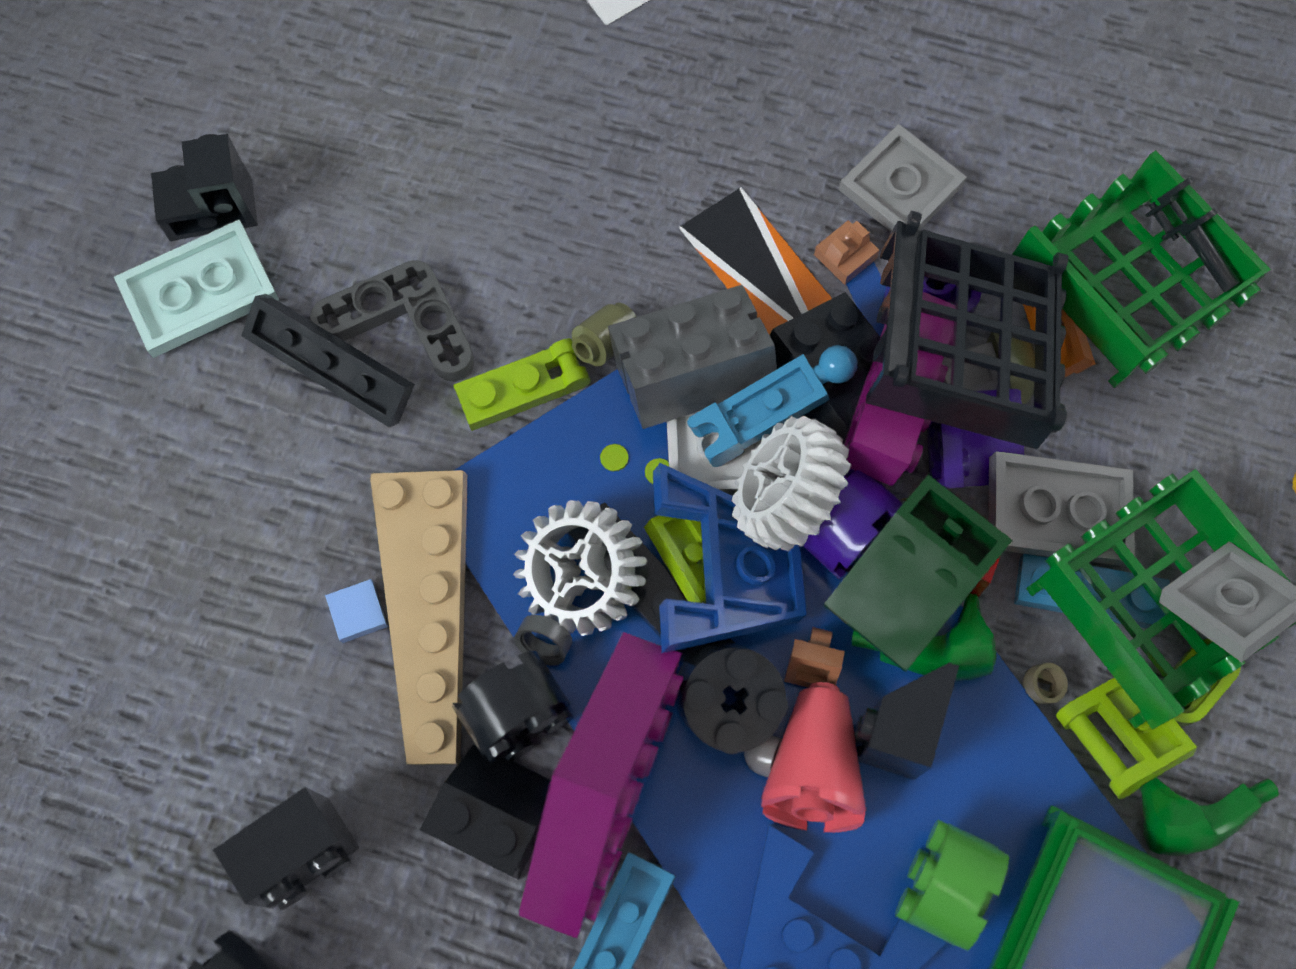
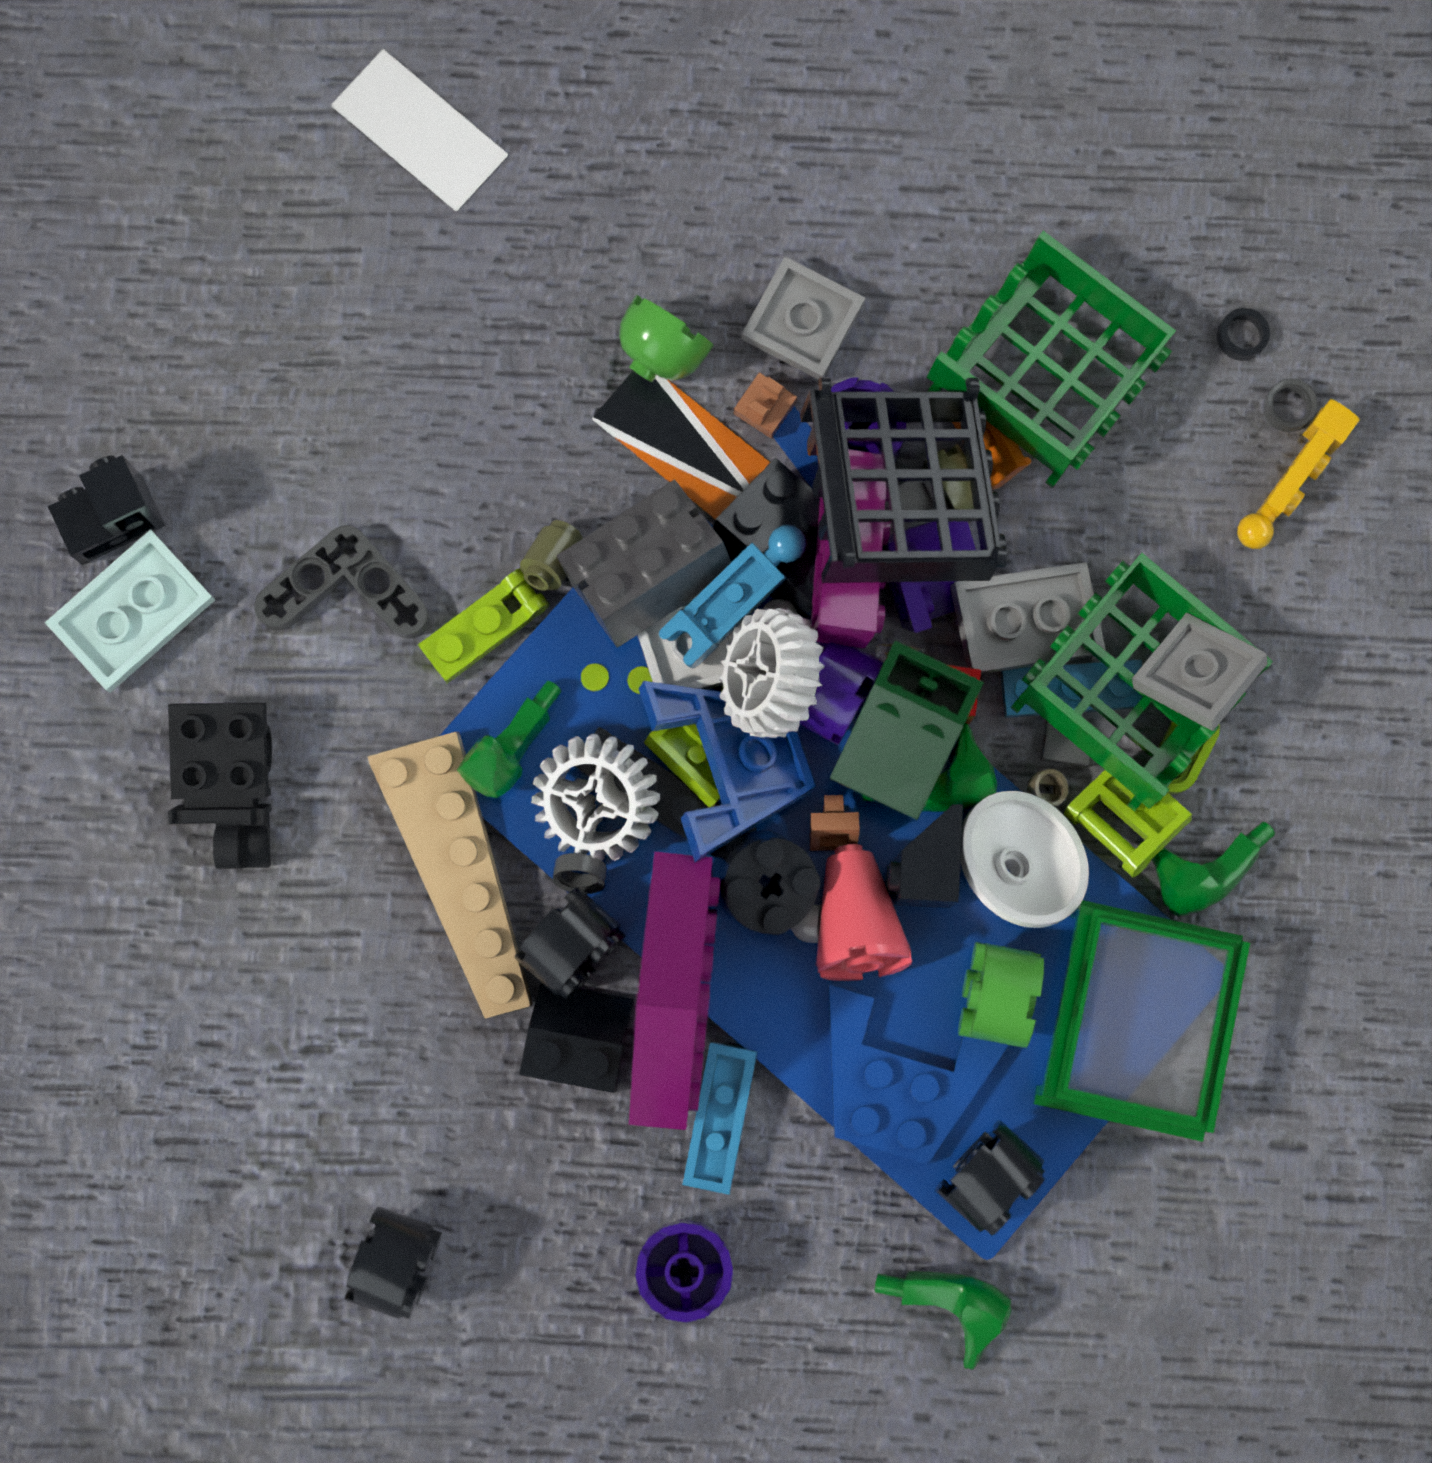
camera: 20 degrees left, 10 degrees up
(227, 453) = (220, 771): none -> black plate
(287, 850) = (405, 1125): black brick -> none
(327, 360) = (286, 652): black plate -> none
(356, 611) = (392, 889): light blue tile -> none
(491, 509) = (493, 762): none -> green animal
(762, 166) = (660, 342): none -> bright green cylinder
(1008, 747) = (1038, 850): none -> white dish
(1069, 647) = (1061, 750): none -> dark grey tile
(1194, 234) = (1099, 310): black piece -> none

